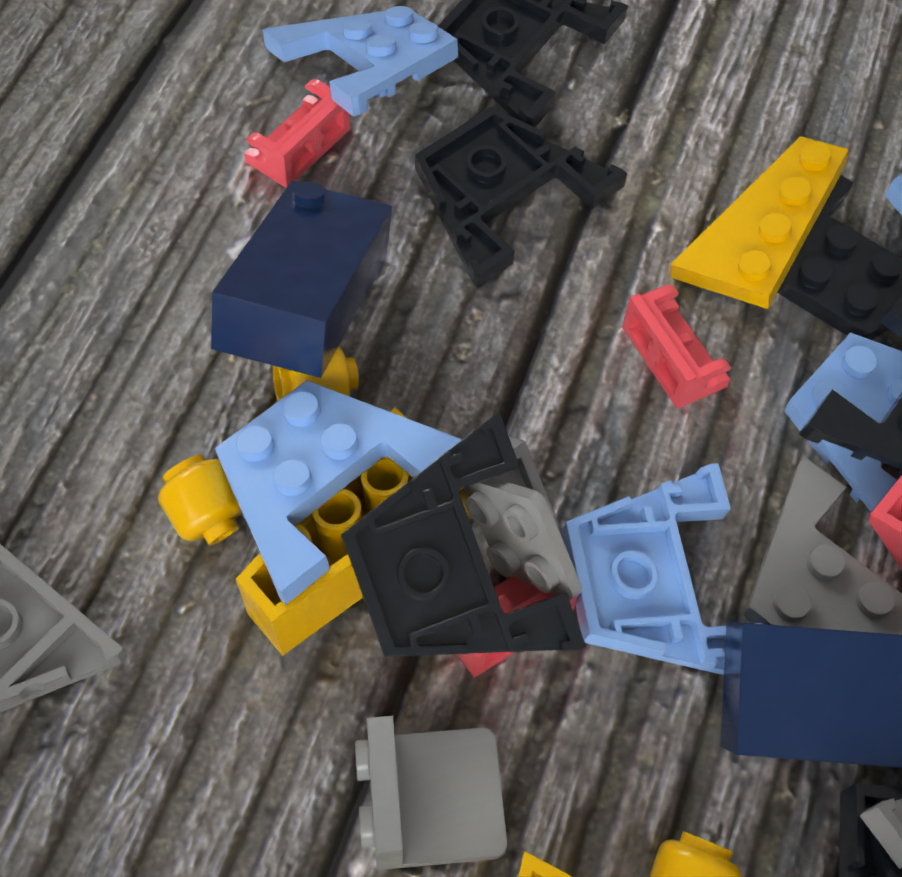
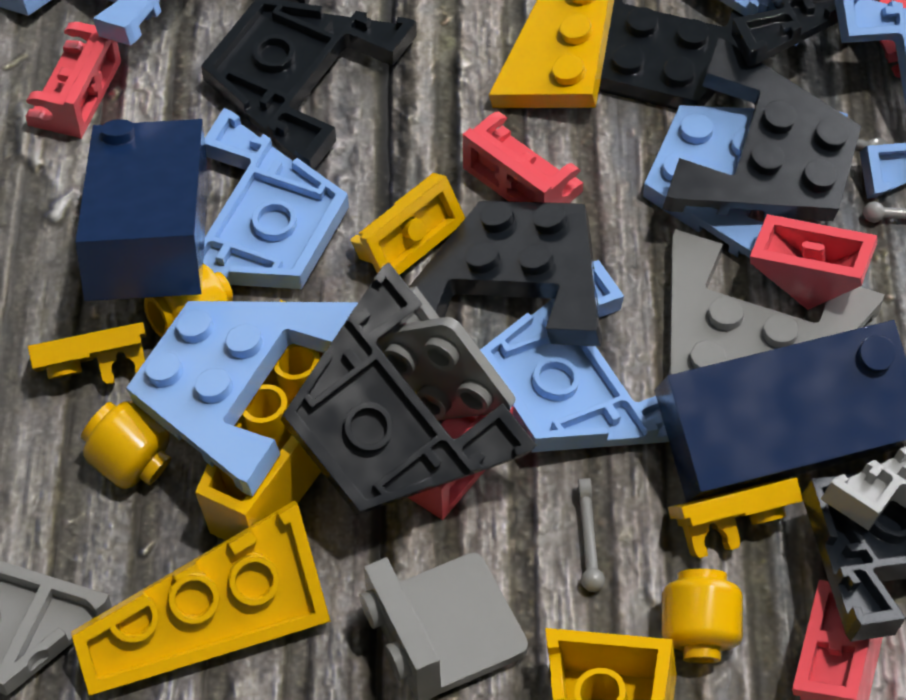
camera: 15 degrees left, 5 degrees down
(184, 392) = (65, 355): none -> yellow plate
(220, 696) = (218, 603): none -> yellow wing
(428, 319) = (276, 214): none -> light blue wing
(549, 372) = (411, 226): none -> yellow plate
(597, 797) = (592, 578): none -> light grey hinge
(645, 433) = (522, 253): none -> black wing
(791, 779) = (760, 501): none -> yellow plate

